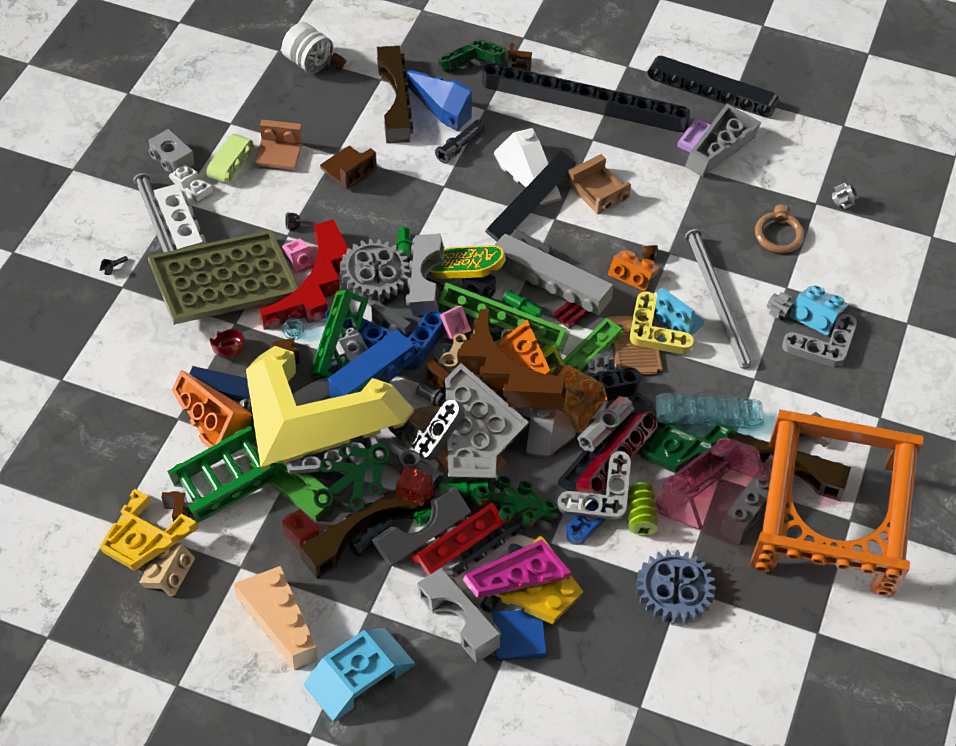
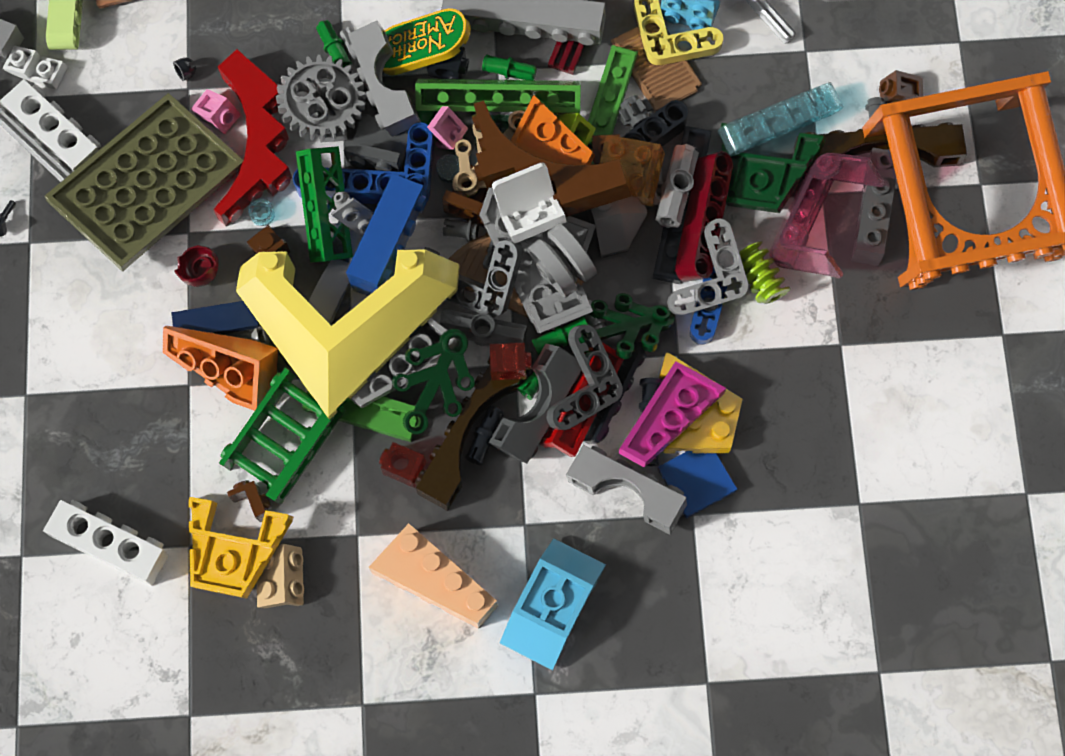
camera: 20 degrees left, 20 degrees up
(74, 520) = (64, 526): none -> white brick
(473, 524) = (596, 381): none -> dark grey beam
(482, 378) = (527, 203): none -> white bracket
(487, 430) = (565, 258): none -> light grey wheel
(698, 588) = (861, 342): sand blue gear -> none

